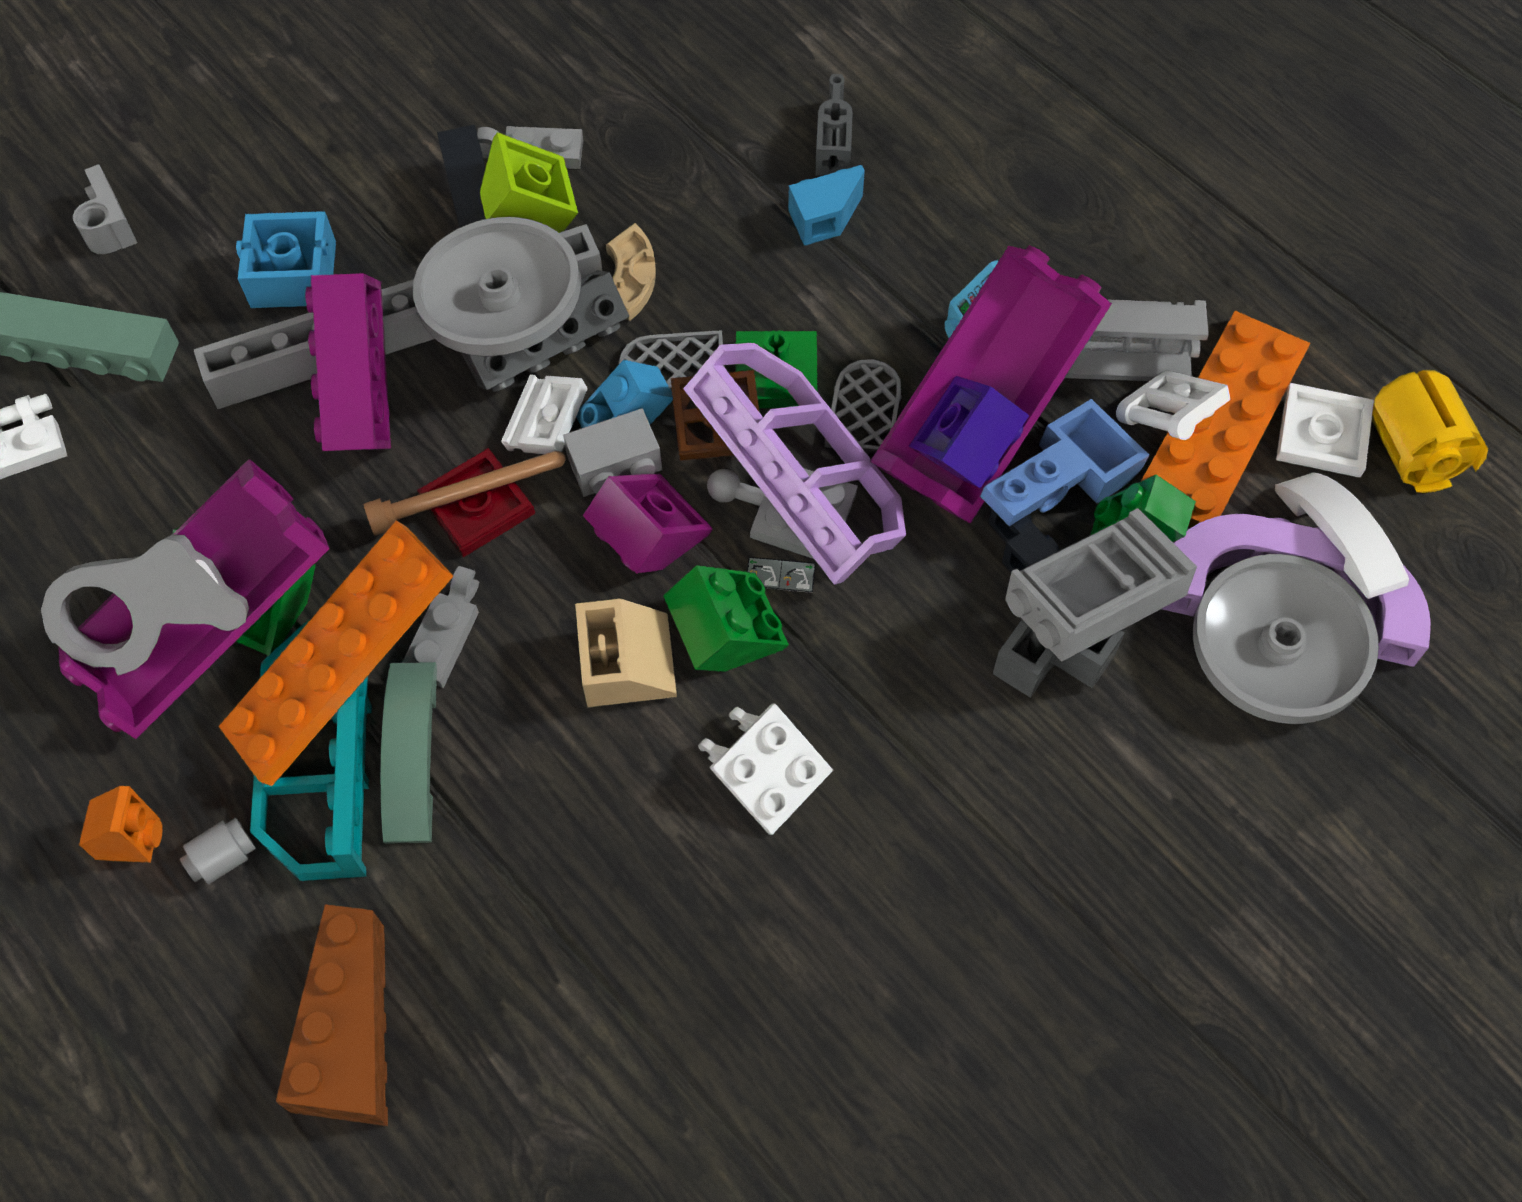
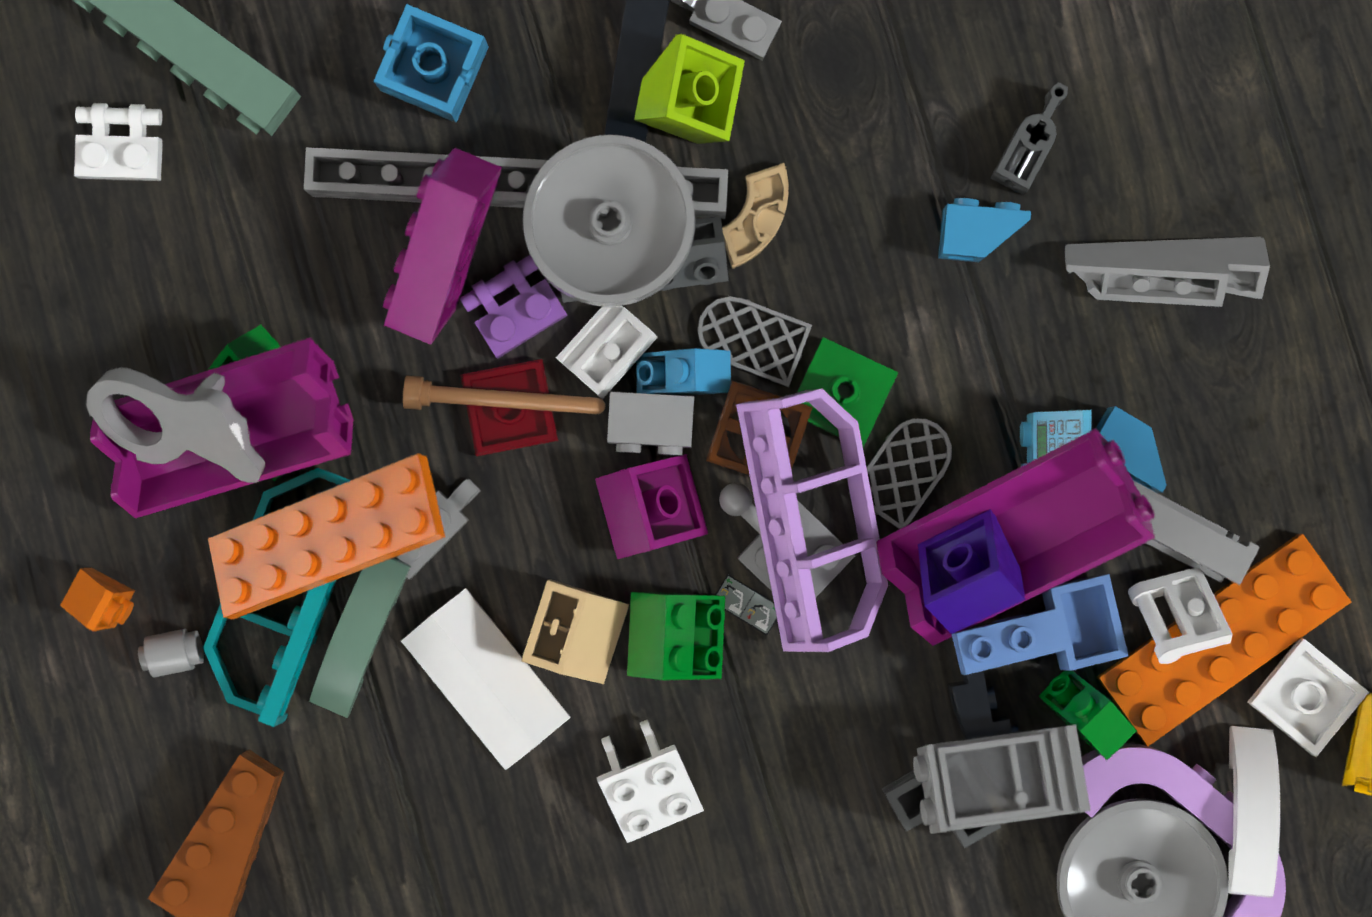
camera: 25 degrees right, 25 degrees up
(454, 426) = (520, 317): none -> medium lavender plate
(556, 745) = (485, 679): none -> white slope
(1004, 174) = (1172, 270): none -> light grey wedge

